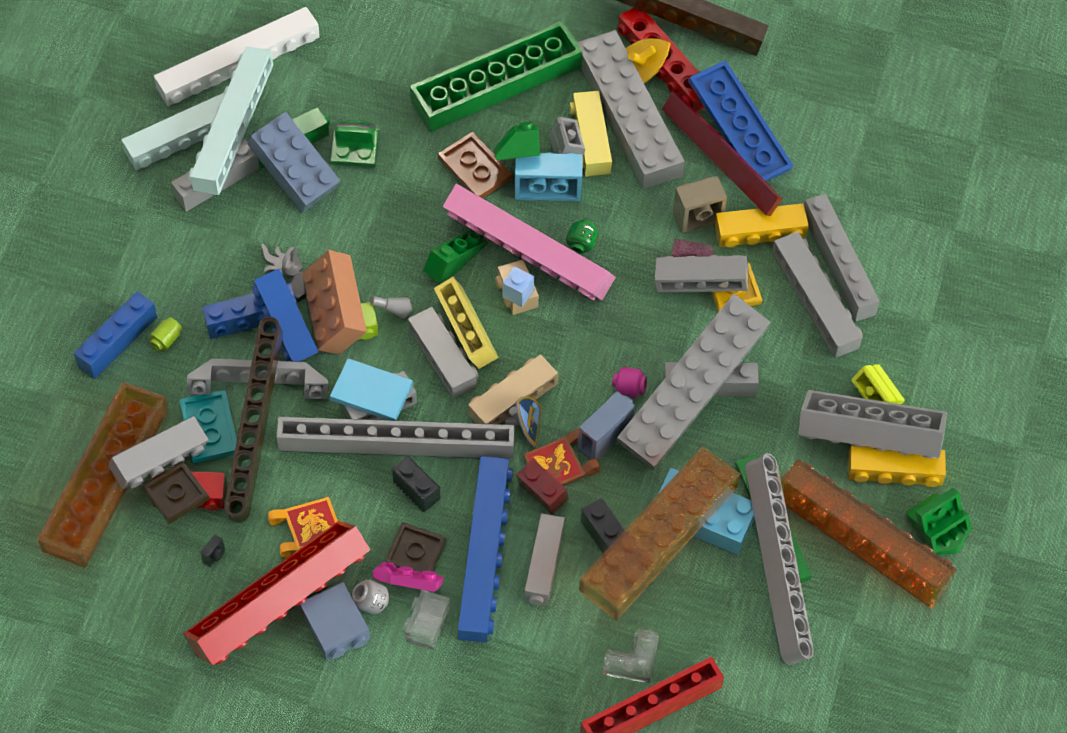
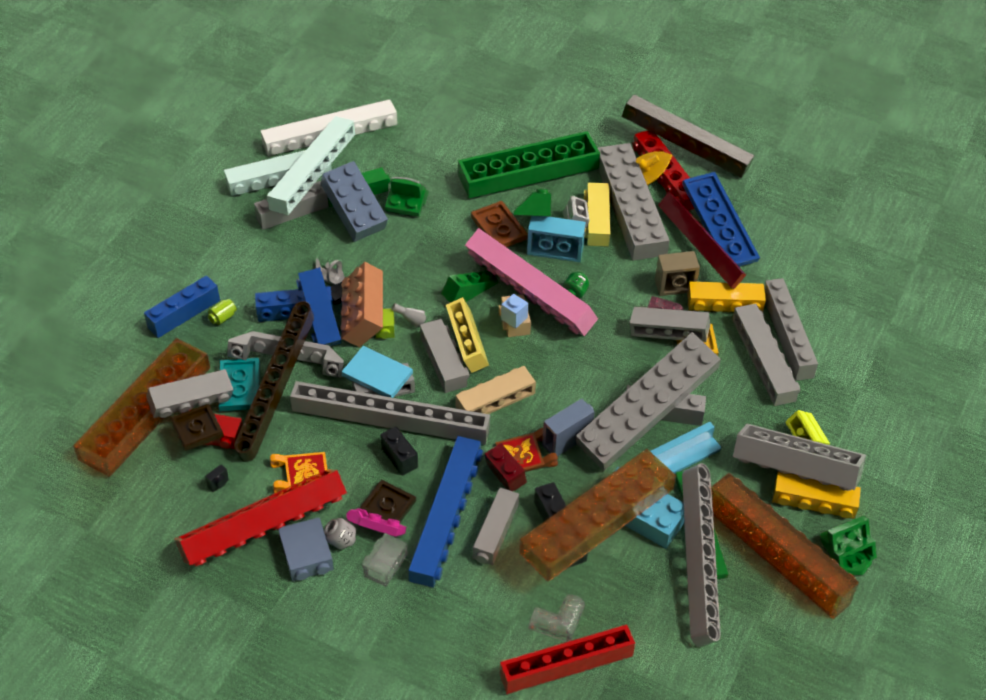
camera: 10 degrees right, 10 degrees down
(527, 414) = (503, 410): shield -> none
(630, 382) = (596, 397): dark pink head -> none
(743, 431) = (688, 448): none -> medium azure panel

